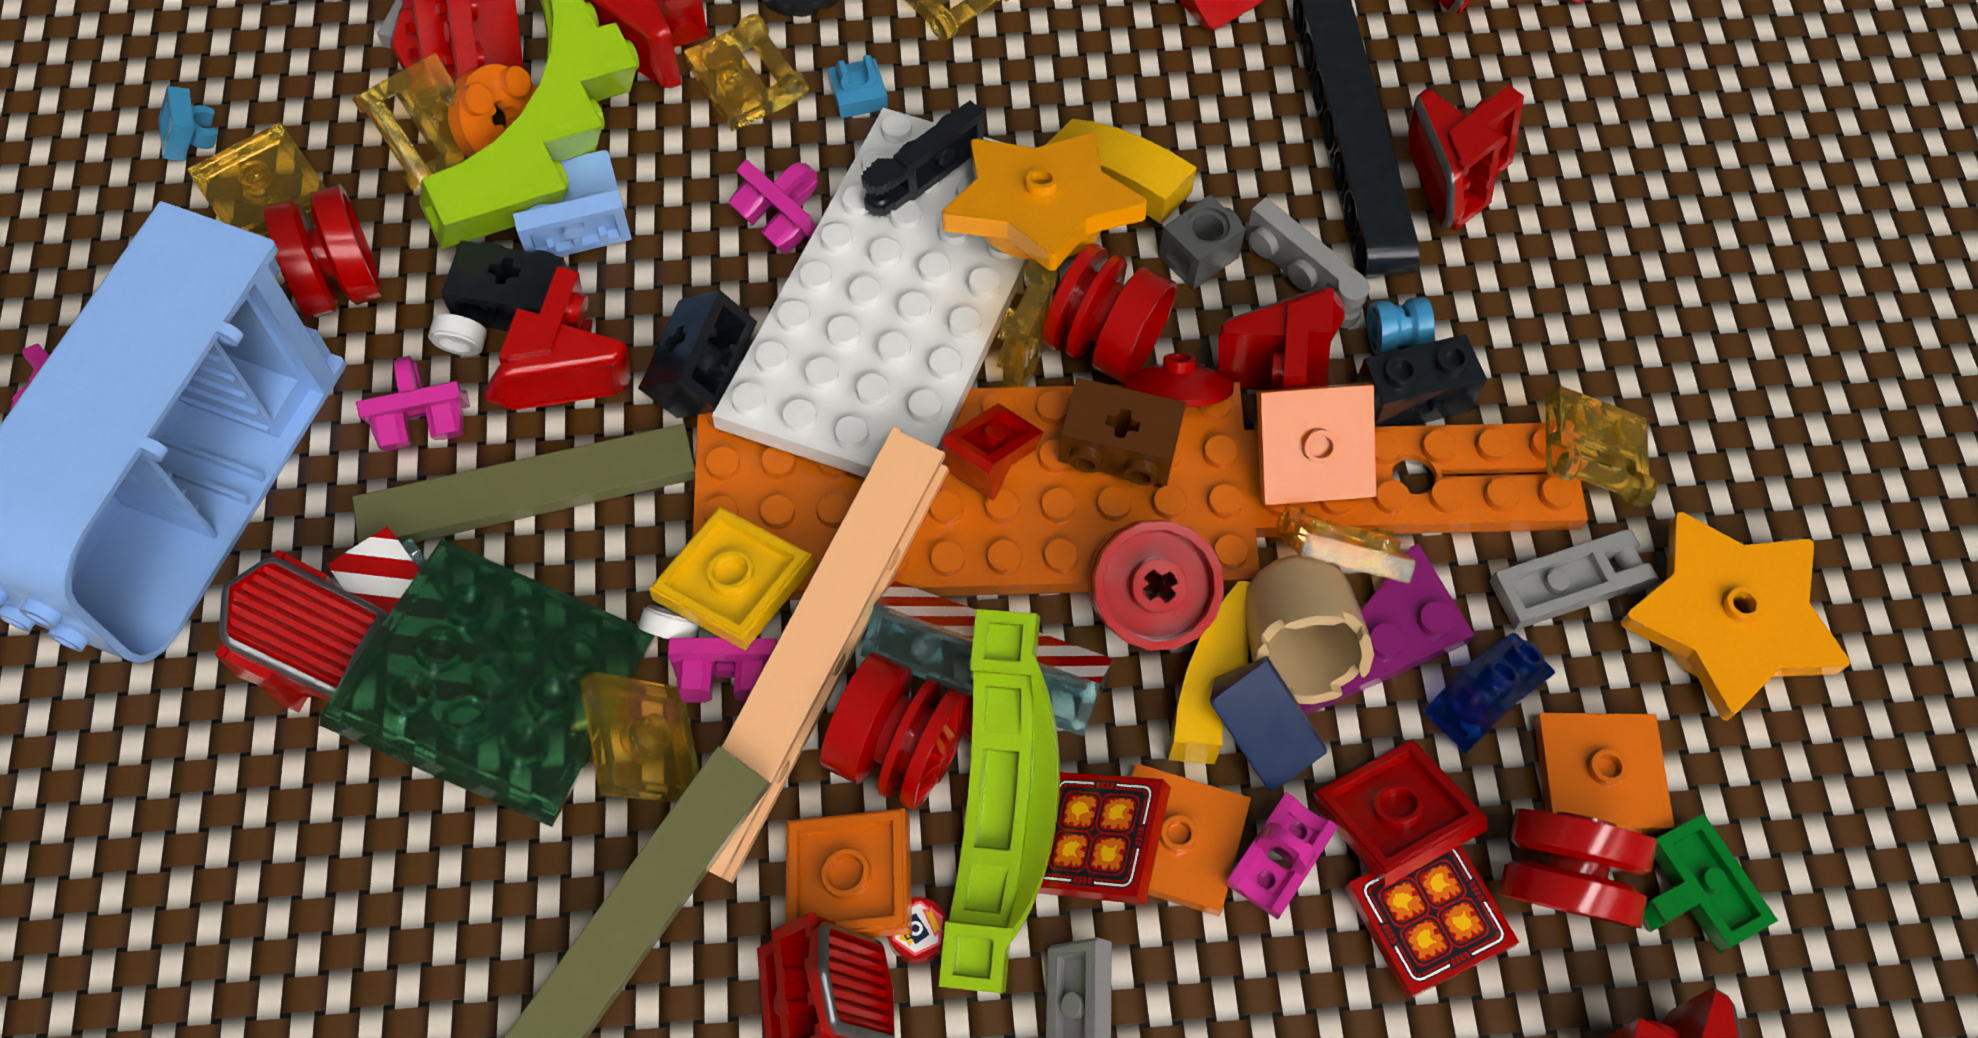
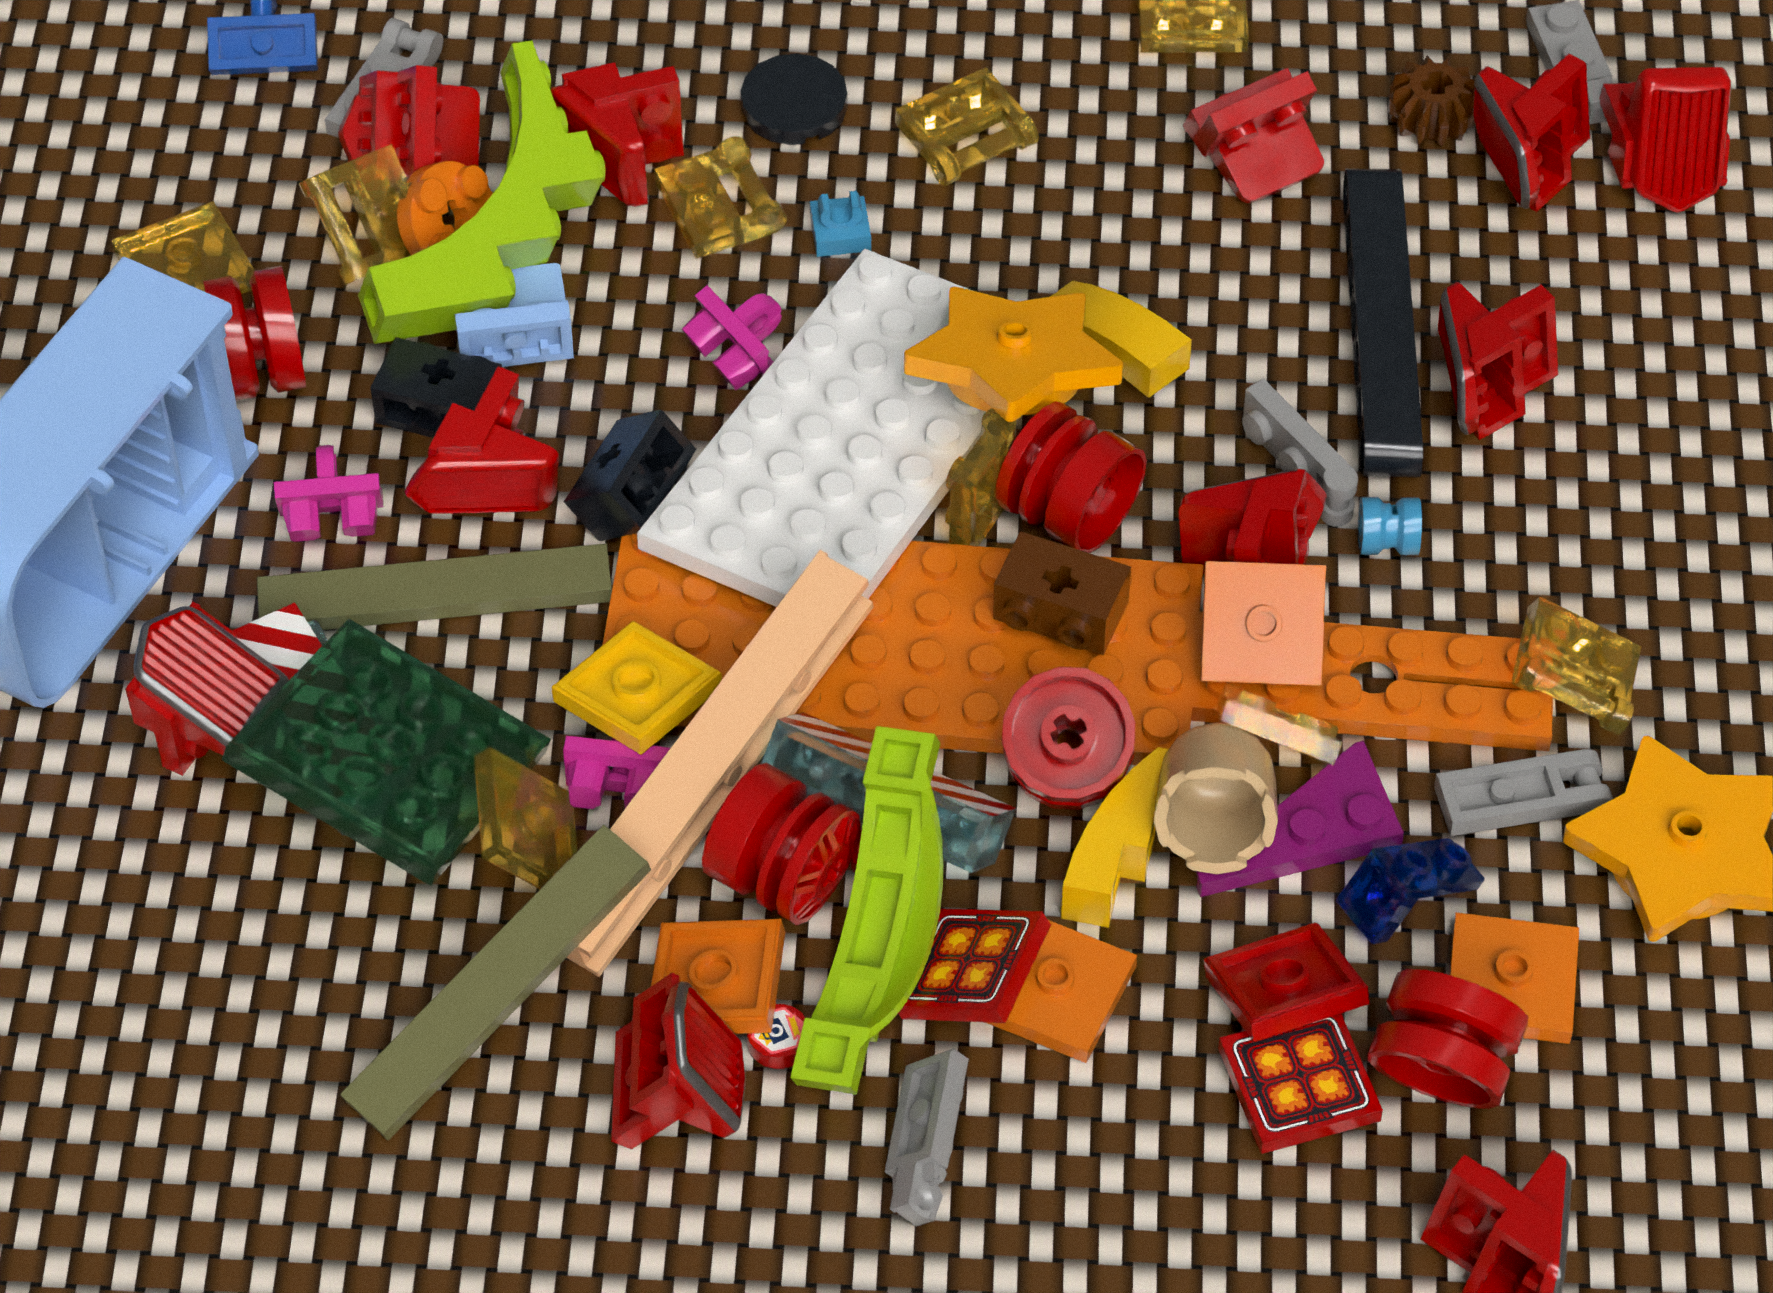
camera: 10 degrees right, 10 degrees down
(182, 124) = (111, 194): dark azure tile -> none
(457, 334) = (380, 432): white tile -> none
(666, 623) = (560, 724): white tile -> none
(922, 161) = (895, 304): black hinge -> none
(987, 447) = (914, 590): red slope -> none
(1182, 380) = (1141, 551): red dish -> none
(1196, 258) = (1189, 419): dark grey brick -> none
(1266, 722) = (1161, 879): dark blue slope -> none
(1293, 835) = (1177, 996): dark pink hips -> none
(1424, 382) = (1396, 583): black brick -> none
(1708, 885) = (1591, 1084): green plate -> none

